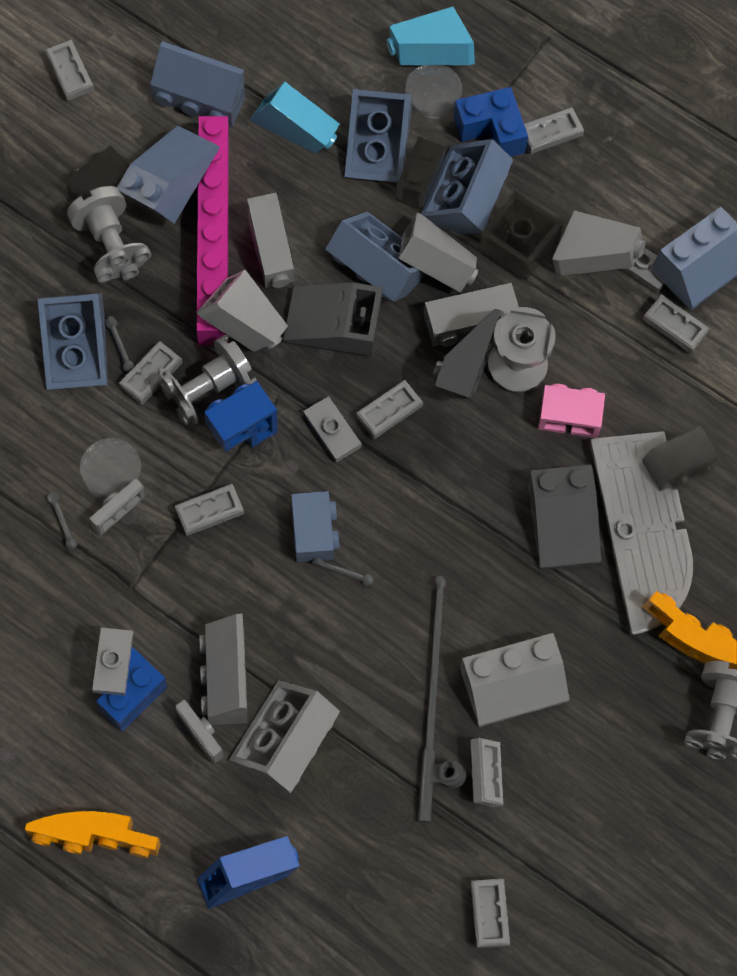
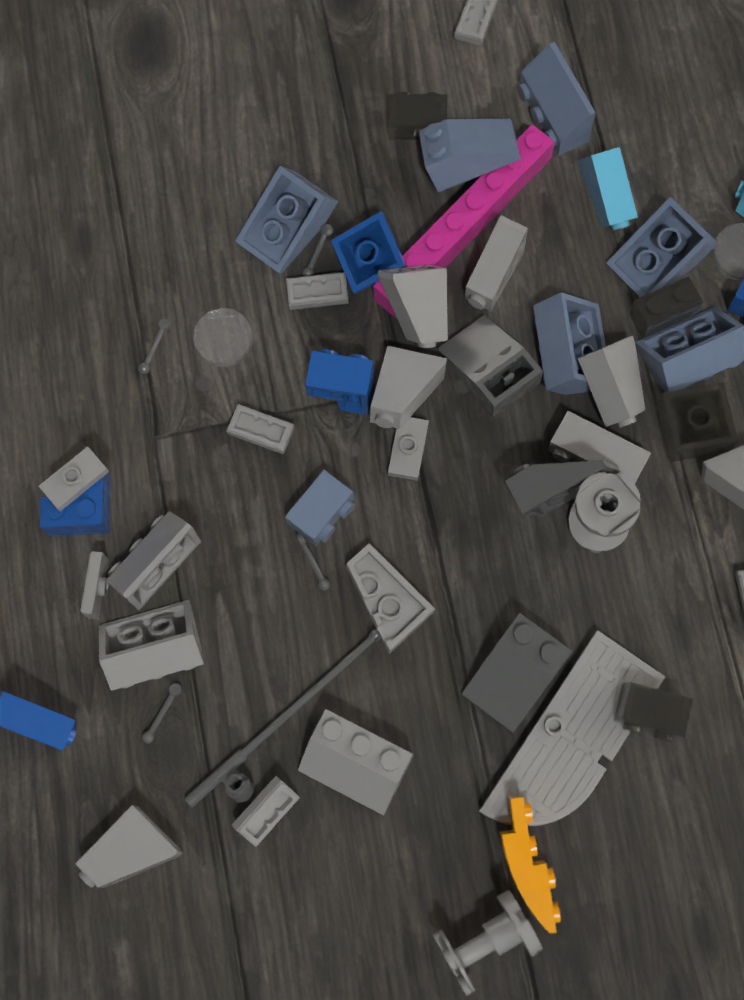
camera: 55 degrees right, 5 degrees up
(100, 217) = (388, 141): light grey piece -> none
(117, 506) = (197, 369): light grey plate -> none
(170, 308) = (366, 250): none -> blue slope
(218, 374) = (358, 332): light grey piece -> none
(287, 384) = (404, 385): none -> light grey slope
(333, 753) = (175, 690): none -> dark grey hinge
(389, 409) = (464, 470): light grey plate -> none
(415, 892) = (126, 850): none -> light grey slope
(423, 545) = (388, 597): none -> light grey wing
(490, 913) = (165, 918): light grey plate -> none
(572, 407) = (604, 593): bright pink piece -> none

